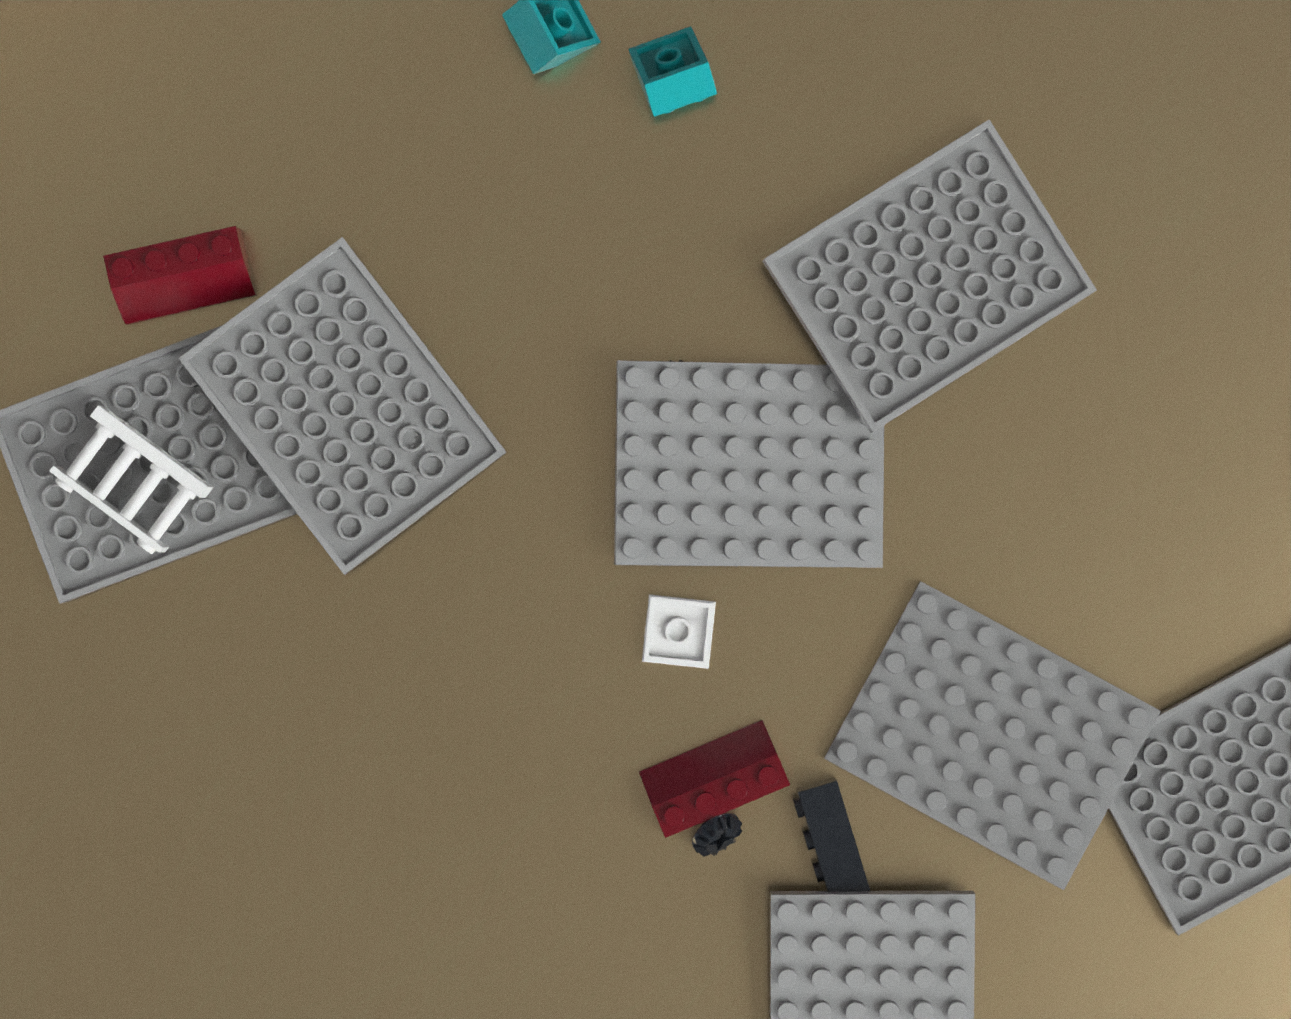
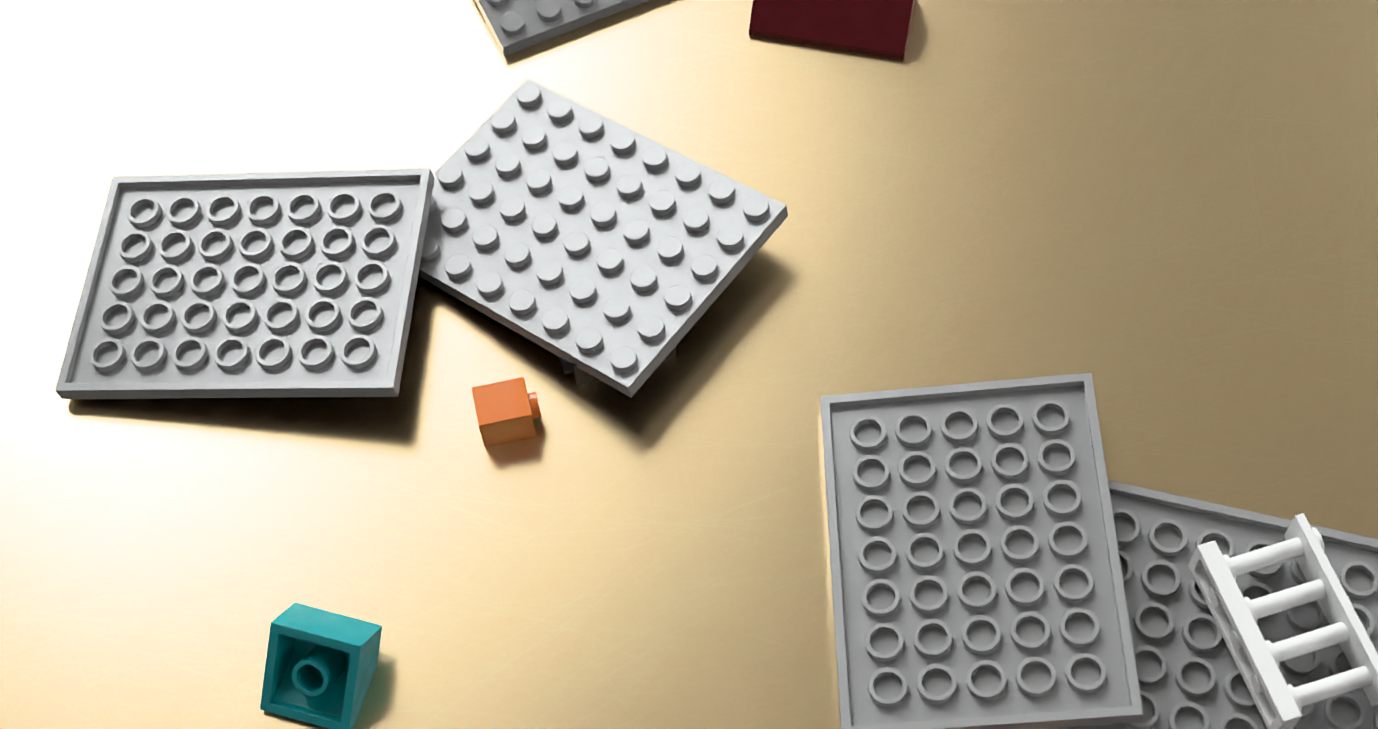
camera: 140 degrees left, 30 degrees down
(678, 631) = (769, 144): white tile -> none
(693, 306) = (505, 411): none -> orange brick

